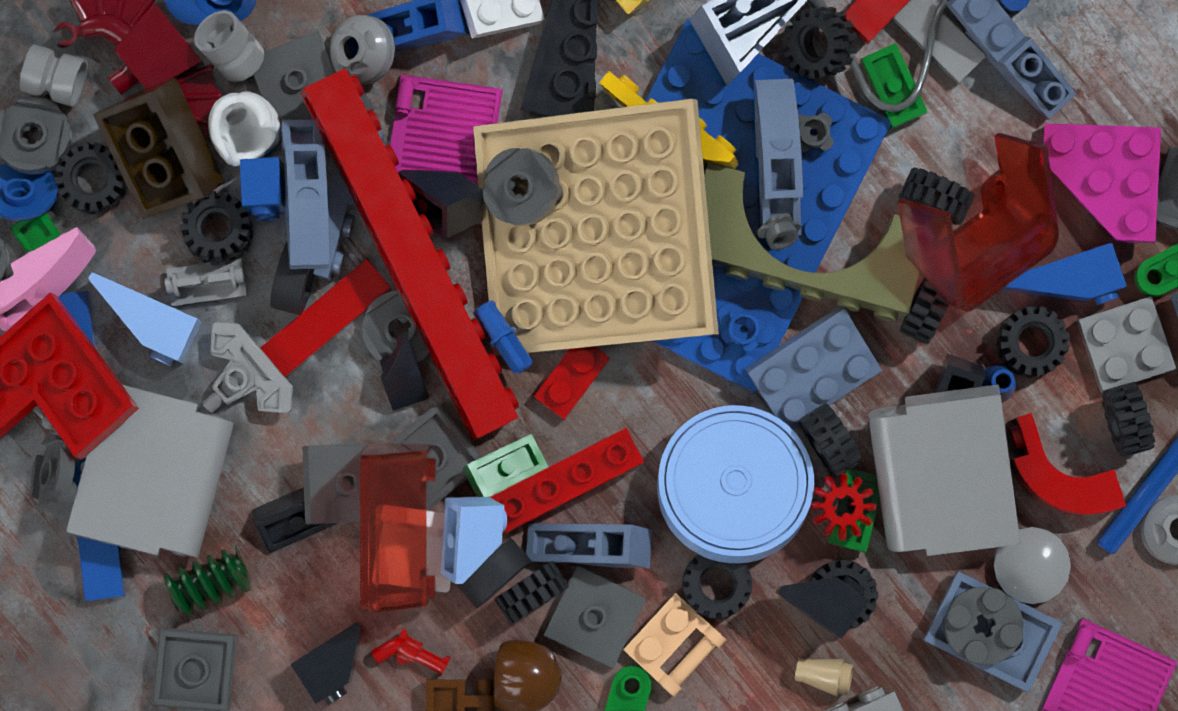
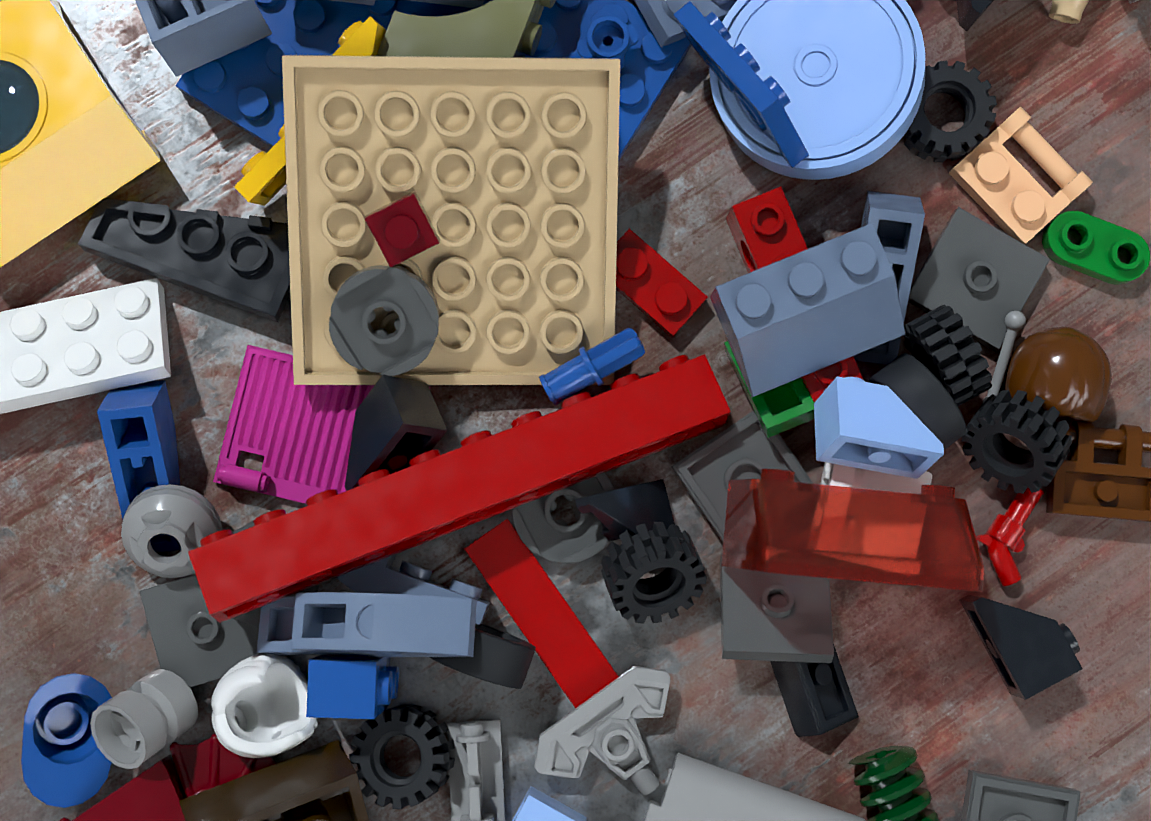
camera: 80 degrees left, 0 degrees up
(344, 397) = (645, 553): none -> black tyre
(474, 646) = (1027, 423): none -> black tyre
(549, 484) = (810, 310): none -> sand blue slope
(562, 643) = (1014, 322): none -> light grey hinge
(584, 193) = (402, 229): none -> dark red plate
(716, 422) = (738, 71): none -> blue wing

